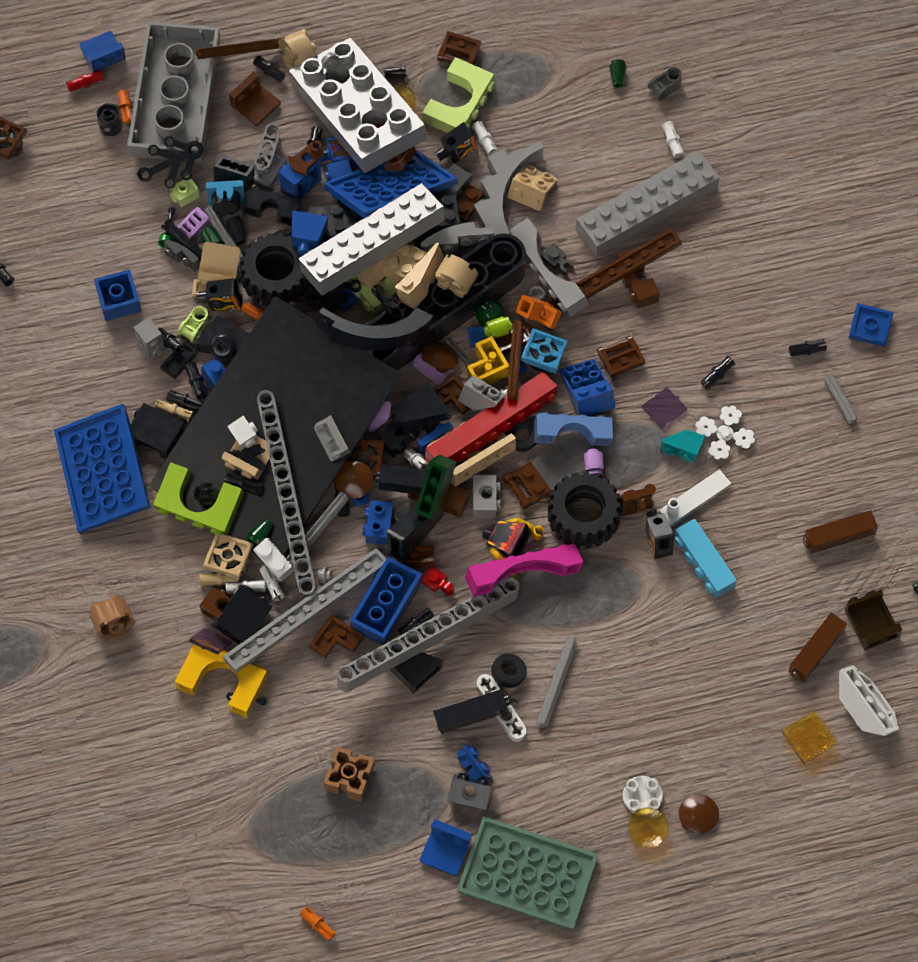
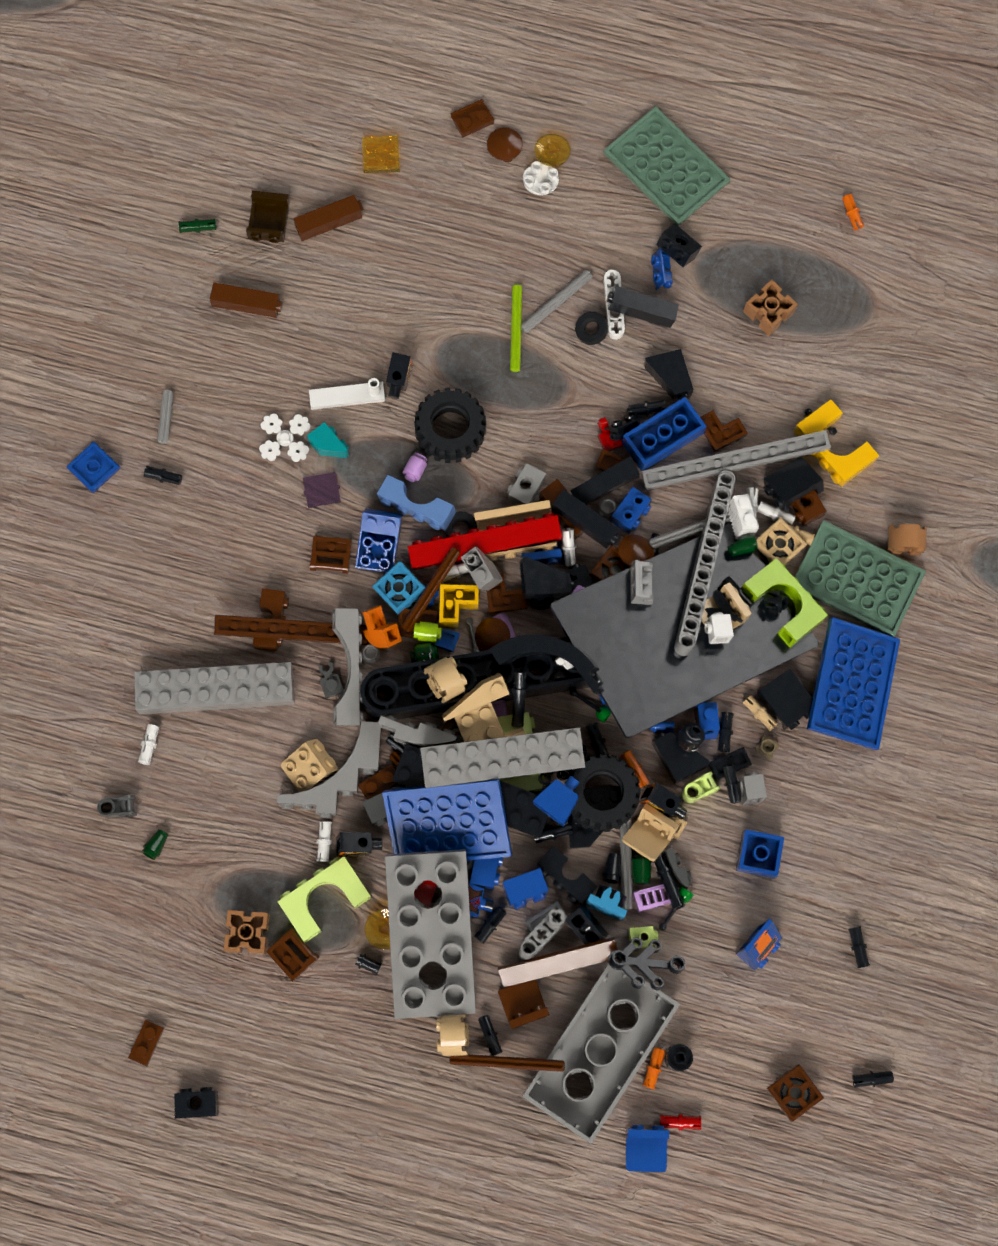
camera: 155 degrees left, 10 degrees up
(84, 225) = (760, 944): none -> blue slope
(141, 566) = (859, 578): none -> sand green plate
(153, 382) = (762, 747): none -> dark tan plate
(183, 400) = (745, 717): black axle -> none
(210, 641) = (833, 476): piece -> none
(241, 138) = (557, 962): none -> tile
(296, 163) = (526, 889): reddish brown piece -> none
(324, 575) = (702, 487): light grey plate -> none
(329, 60) = (433, 990): light grey plate -> none
(400, 161) = (426, 842): reddish brown plate -> none
(424, 598) = (618, 427): none -> black hinge
(424, 641) = (654, 384): light grey beam -> none
(435, 486) = (576, 486): dark green brick -> none
(446, 847) = (721, 216): blue bracket -> none
(504, 44) = (240, 922): none -> medium nougat brick
(510, 538) = (529, 433): torso -> none
(532, 483) = (477, 481): reddish brown plate -> none
(558, 560) = (571, 398): dark pink arch -> none
(580, 637) = (516, 328): none -> lime axle
(632, 500) = (405, 408): reddish brown plate -> none
(704, 558) = (372, 336): medium azure brick -> none
(717, 372) = (256, 494): black pin -> none
(746, 824) = (472, 118): none -> reddish brown plate
(866, 703) = (318, 149): white wedge -> none

